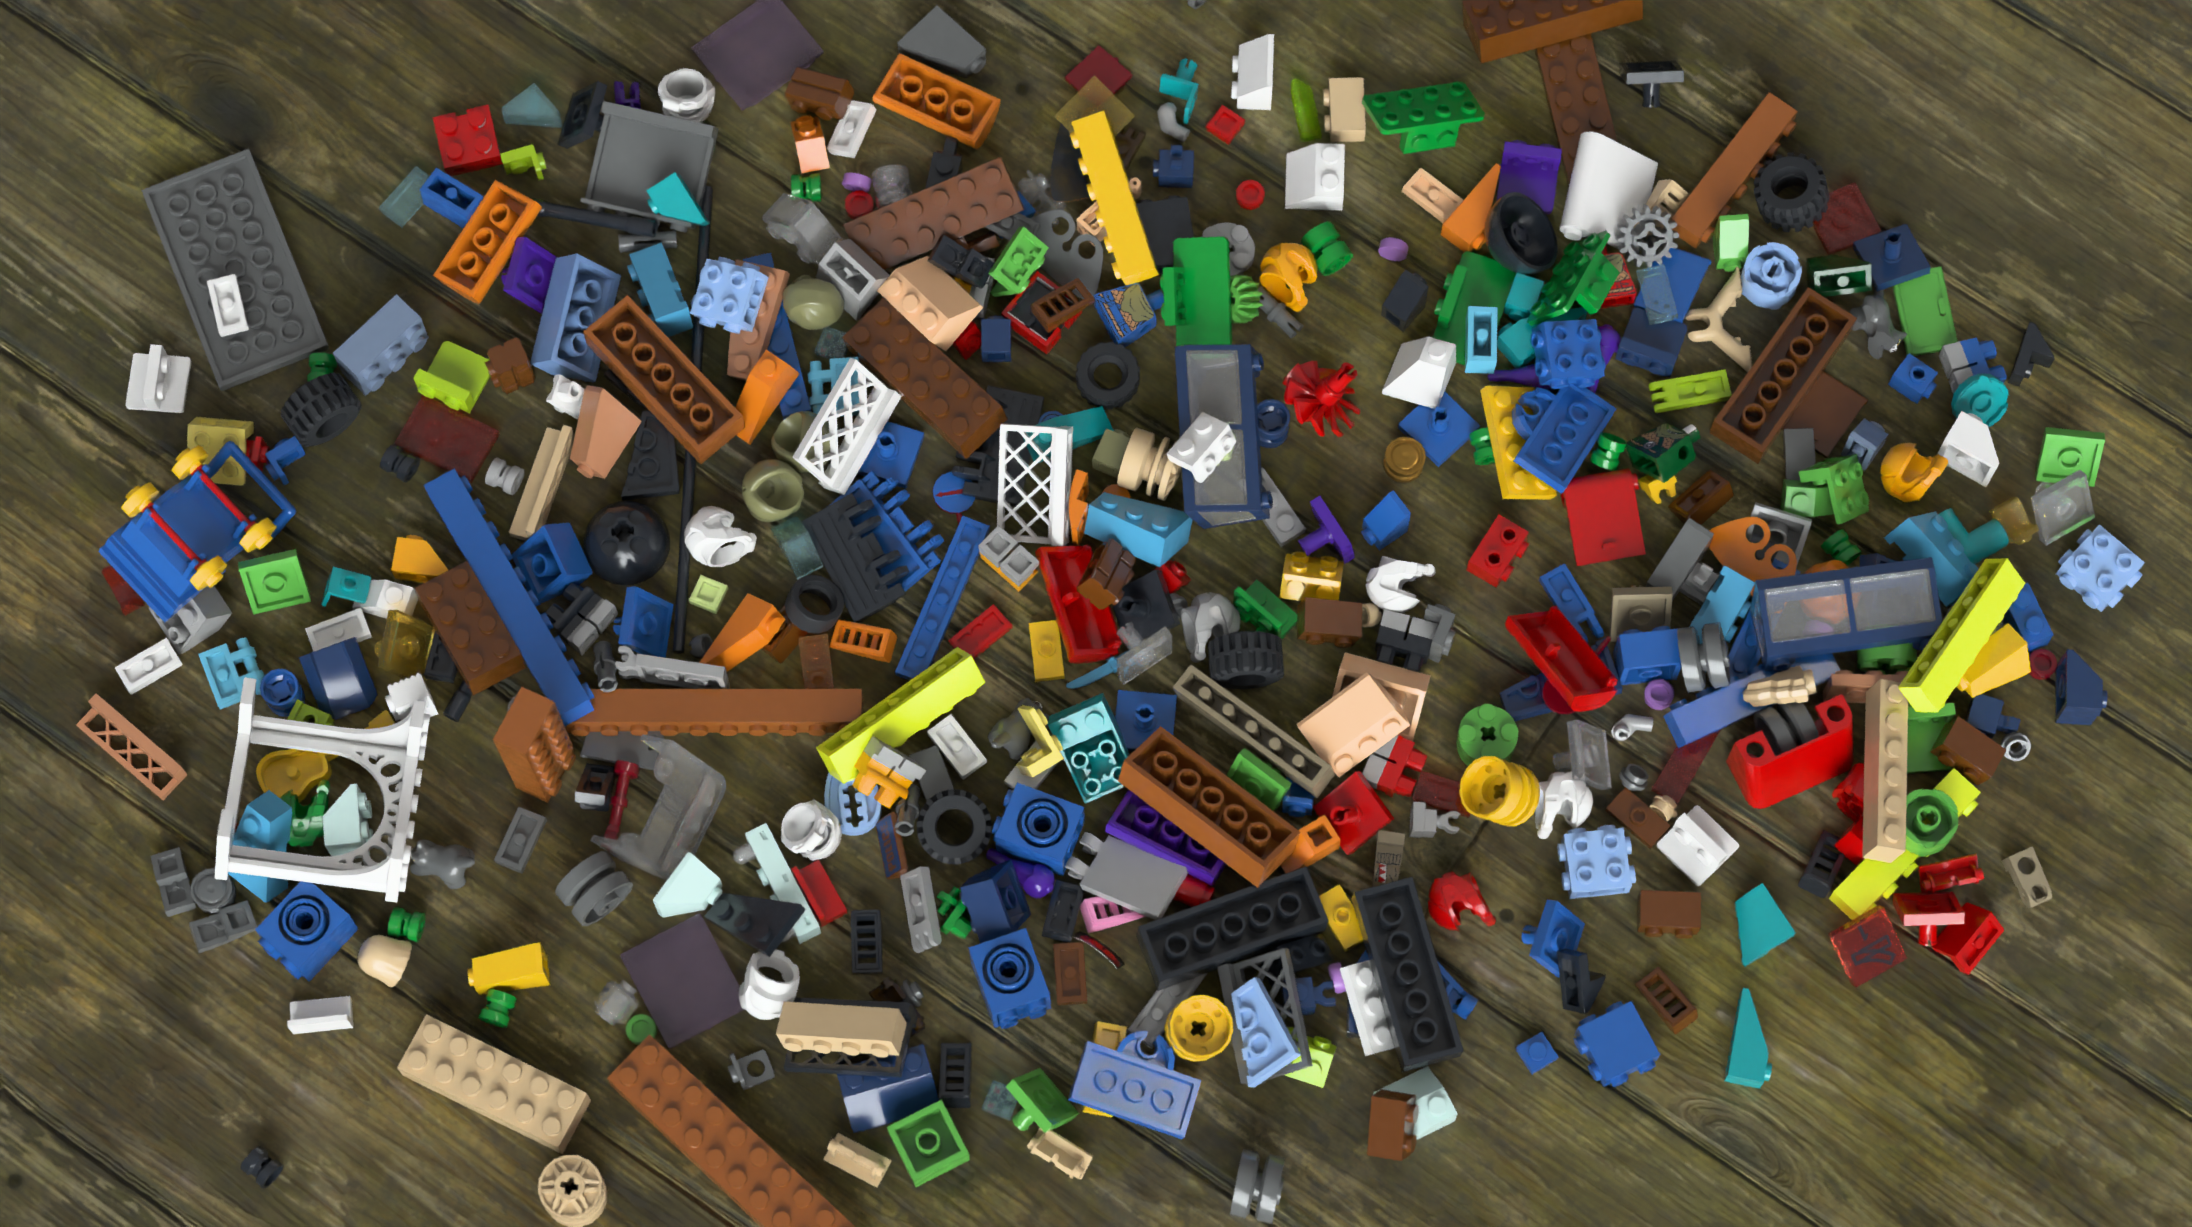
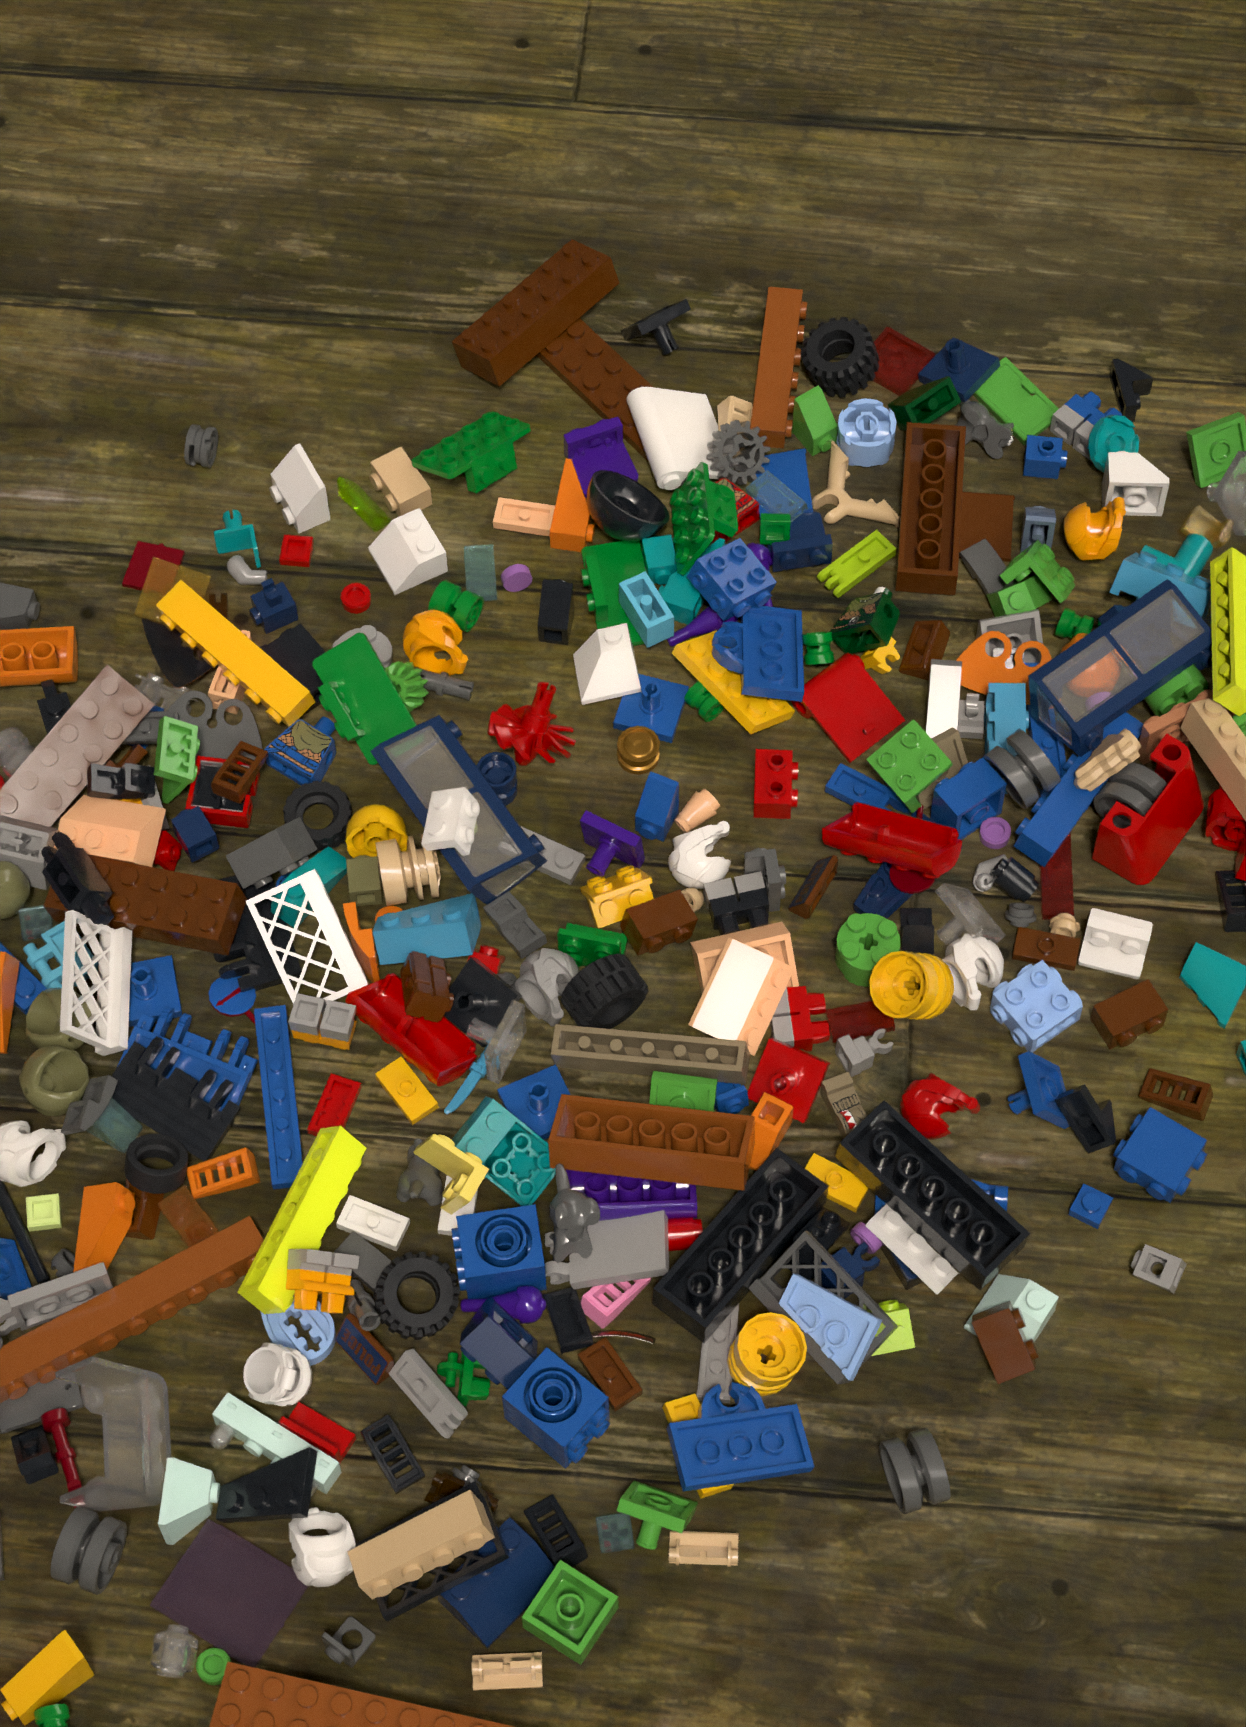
camera: 30 degrees left, 10 degrees down
(779, 533) = (95, 1100): none -> dark grey slope
(875, 334) = (76, 880): none -> black hinge
(1048, 392) = (273, 852): none -> dark grey brick
(1106, 833) = (571, 1215): none -> dark grey animal
(1144, 411) = (373, 825): none -> yellow cylinder
(1214, 557) = (515, 925): none -> dark grey slope
(1367, 226) = (480, 571): none -> clear light blue tile
(1420, 540) = (697, 810): none -> light nougat cone
(1478, 659) = (814, 887): none -> reddish brown slope
(1537, 746) = (916, 930): none -> black slope
(1545, 1129) = (1145, 1261): none -> light grey brick
(1613, 600) = (909, 763): none -> bright green bracket
(1636, 323) = (774, 528): none -> green plate
(1646, 745) = (1014, 879): none -> black brick

